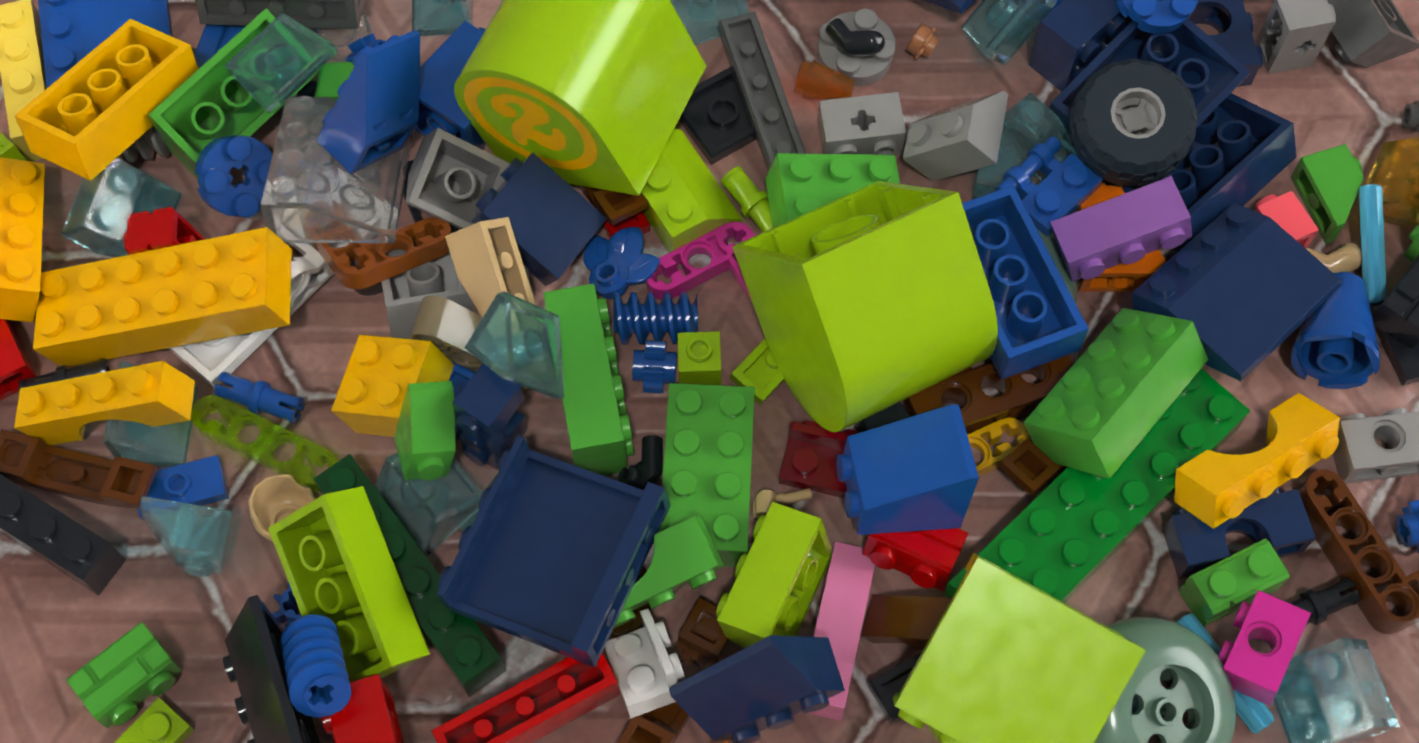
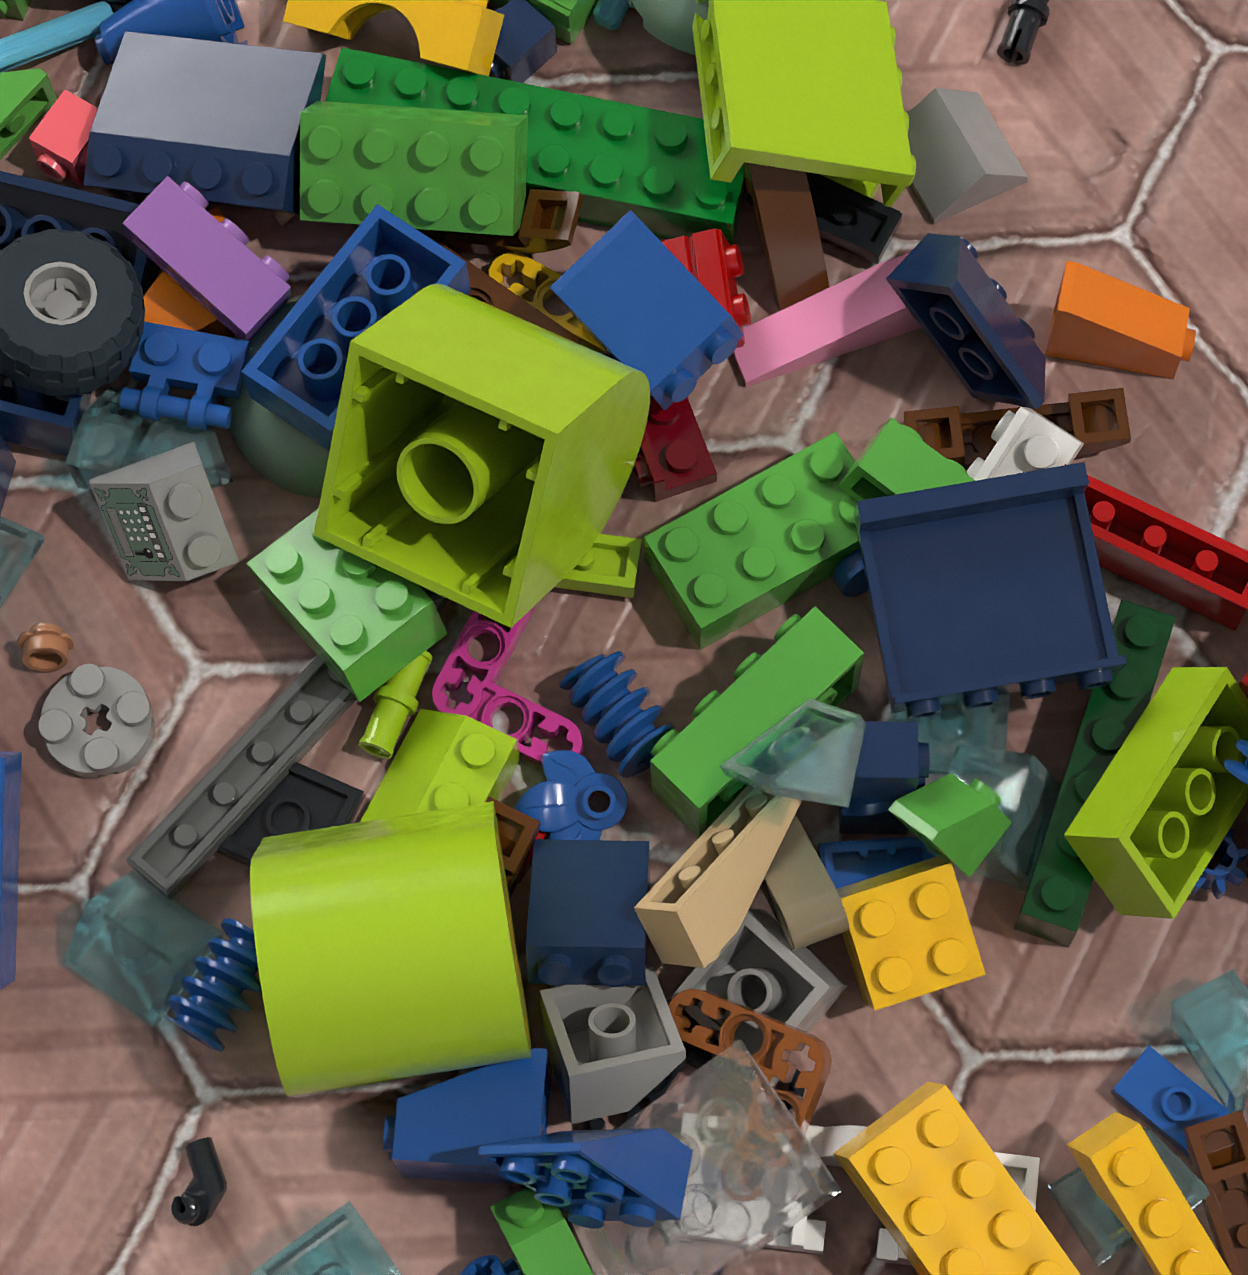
camera: 120 degrees left, 5 degrees up
(259, 397) = (1014, 1094): blue pin -> none
(264, 446) = (1052, 1049): clear neon green beam -> none
(274, 500) = (1124, 957): tan hair -> none
(649, 467) = (773, 620): black arm -> none
(654, 366) = (680, 674): blue gear -> none
(699, 358) = (641, 630): lime brick -> none
(766, 497) = (744, 468): tan hand -> none
(776, 577) = (849, 386): lime slope -> none
(822, 82) = (177, 726): clear orange cone -> none
(855, 42) = (108, 707): black arm -> none
(862, 125) = (227, 670): light grey brick -> none
(1342, 260) = (74, 63): tan arm -> none

